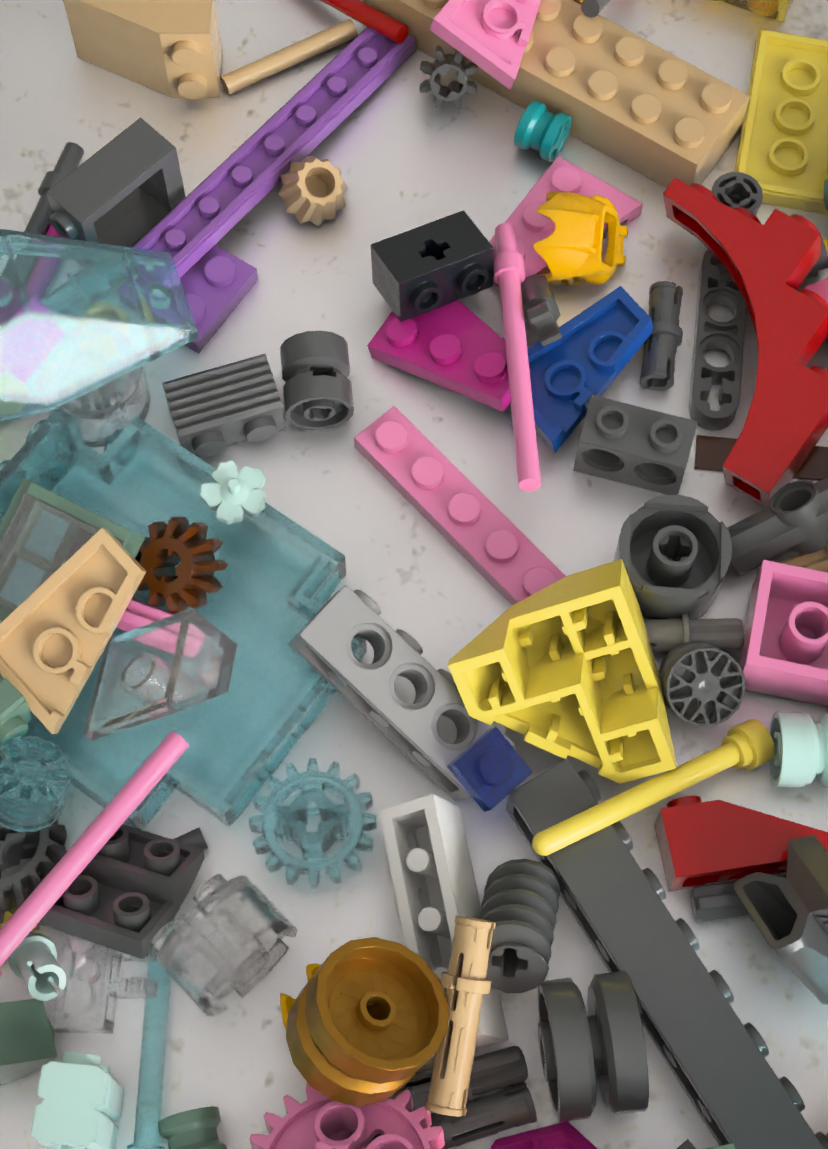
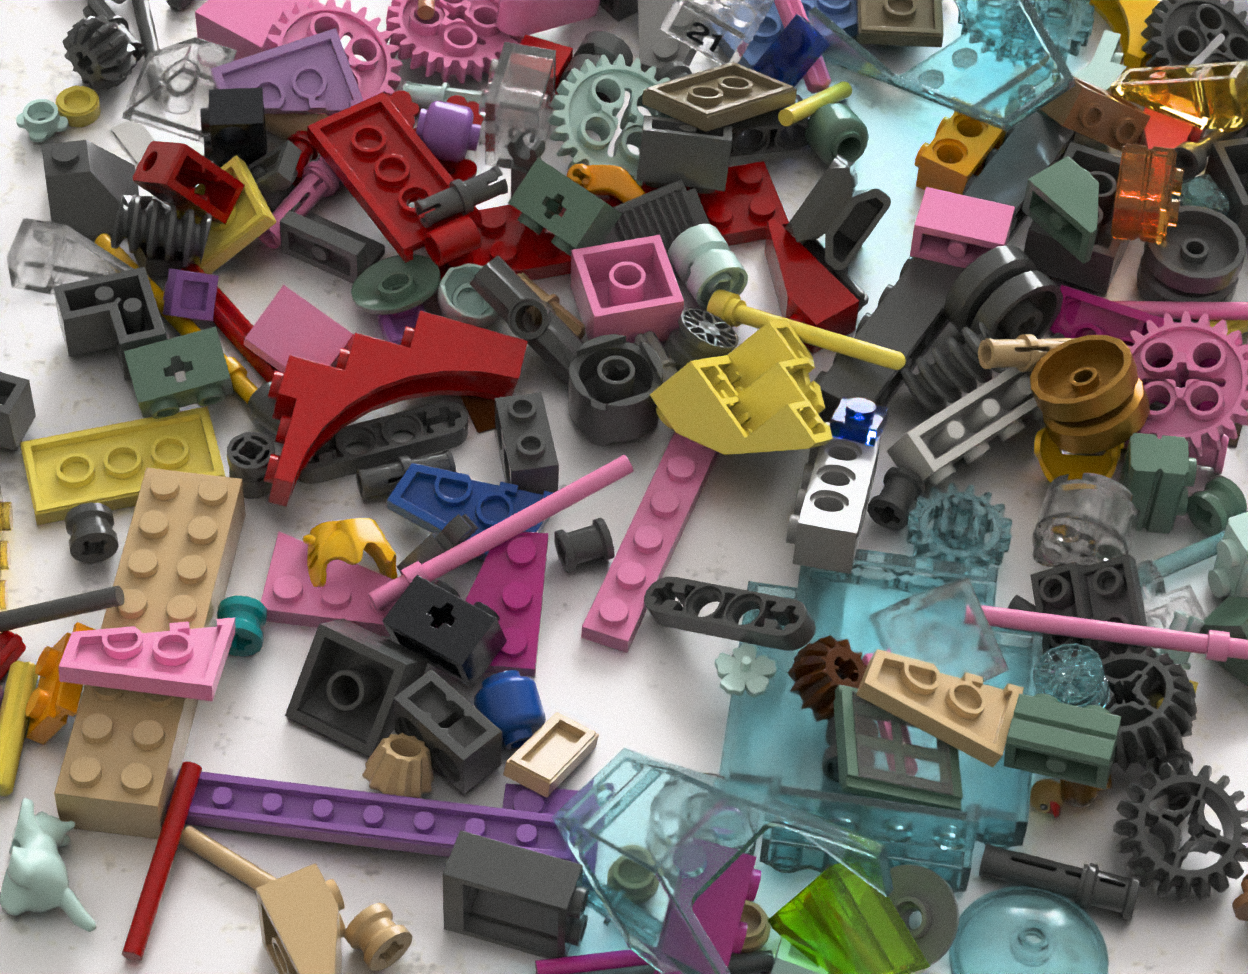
camera: 120 degrees left, 15 degrees down
(161, 108) = (378, 936): none -> tan wheel
(225, 406) = (653, 726): dark grey brick -> none
(240, 1060) = (1157, 478): none -> sand green brick
(258, 307) = (551, 754): none -> tan tile
(316, 380) = (601, 678): dark grey wheel -> none
(324, 229) = (459, 737): none -> dark grey brick
(329, 299) = (512, 706): none -> blue head
(366, 493) = (725, 619): none -> dark grey beam
(390, 778) = (895, 499): none -> dark grey bush
(430, 187) = (352, 684): none -> dark grey slope
(455, 88) = (222, 718): dark grey gear -> none
(489, 450) = (584, 544): none -> dark grey bush
(713, 54) = (91, 532): none -> dark grey wheel
(718, 1046) = (958, 227): none -> bright pink brick

